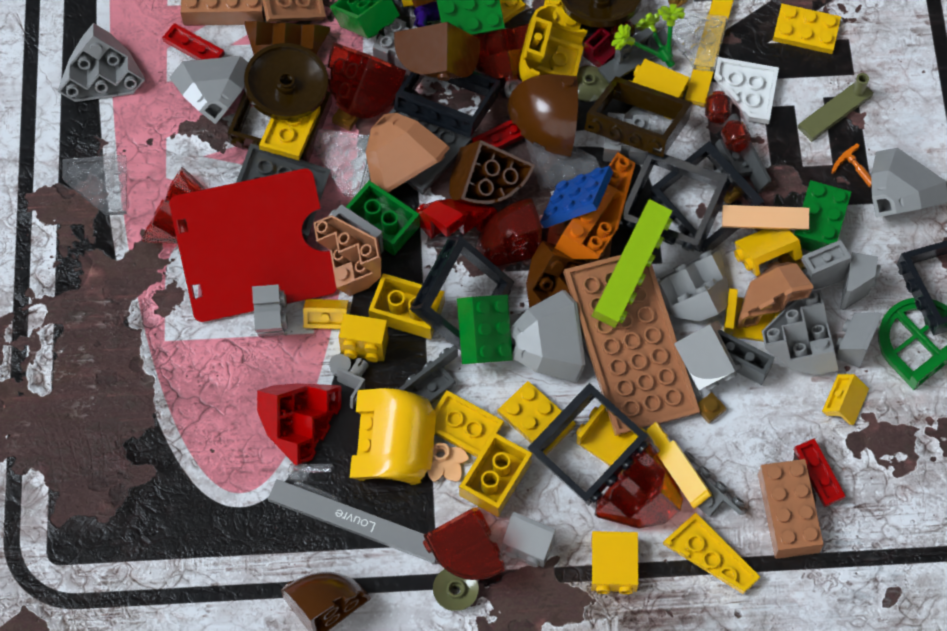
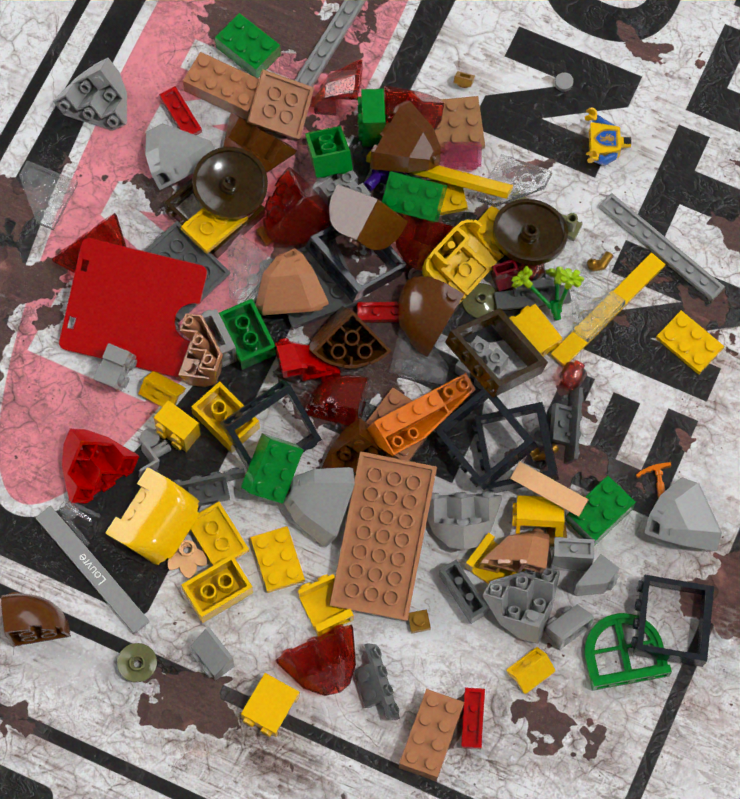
camera: 25 degrees right, 5 degrees up
(465, 547) = (160, 635): clear red brick -> none
(558, 425) = (291, 573): black window -> none
(576, 196) = (407, 395): blue plate -> none
(632, 263) = (415, 474): lime brick -> none
(679, 466) = (362, 656): yellow piece -> none
(707, 357) = (434, 579): light grey panel -> none
(707, 550) = (347, 732): yellow wing -> none
(735, 136) = (569, 407): clear red head -> none
(749, 87) = (609, 369): white plate -> none
(836, 108) = (671, 424): olive piece -> none

